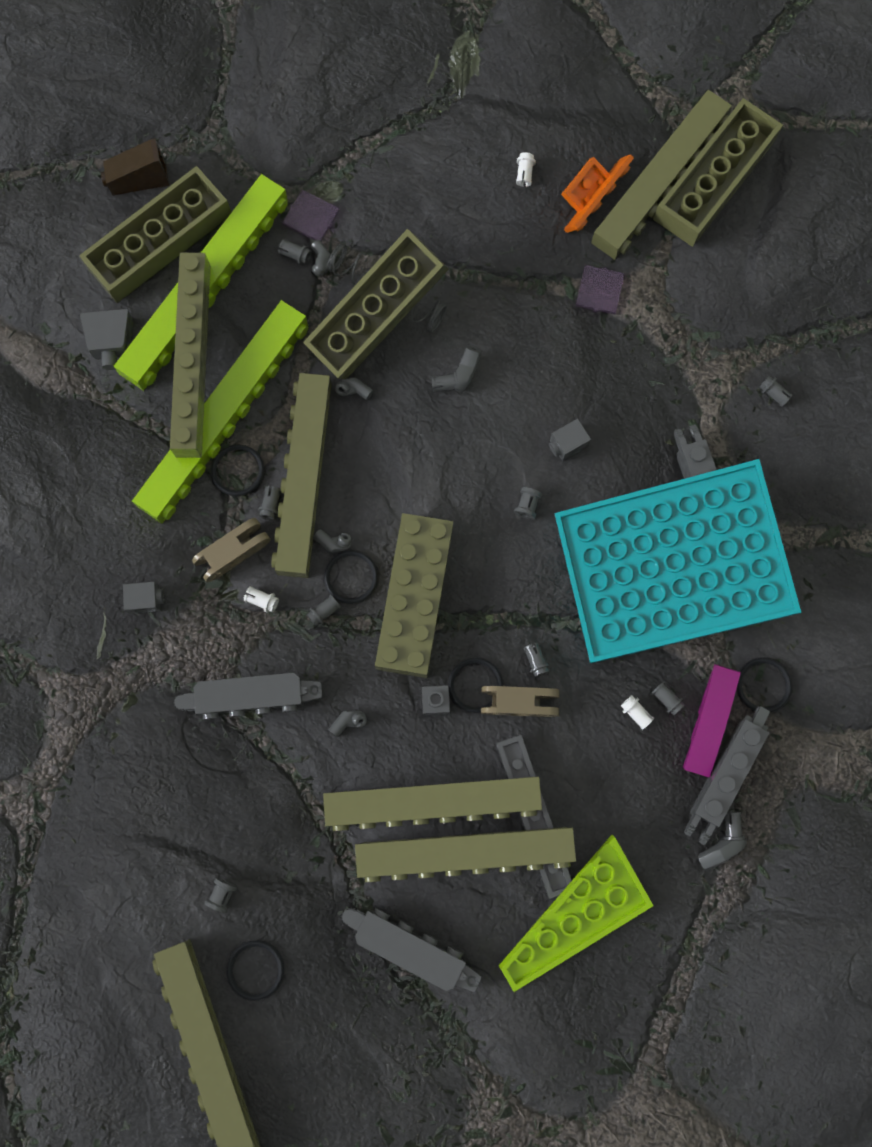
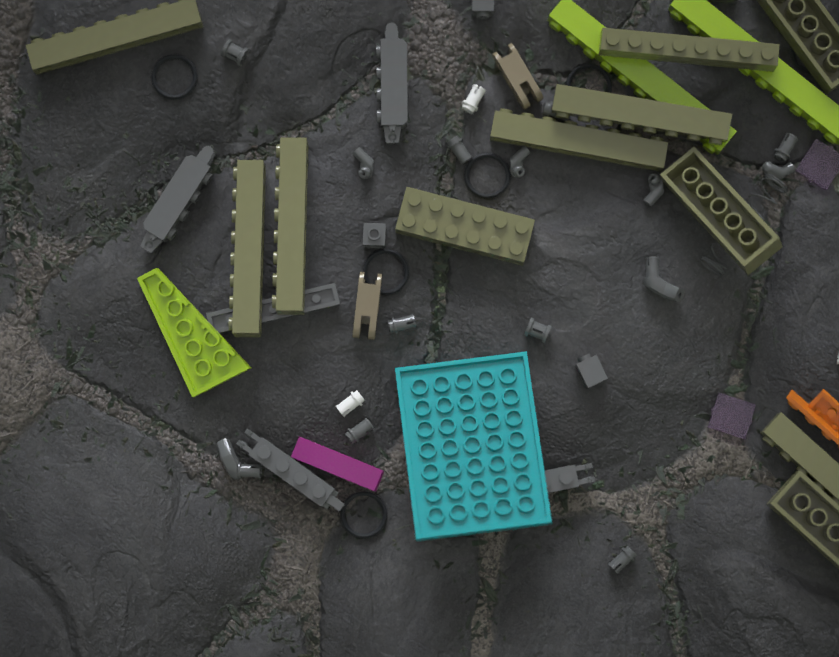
camera: 95 degrees right, 5 degrees up
(268, 403) = (641, 113): none -> olive brick

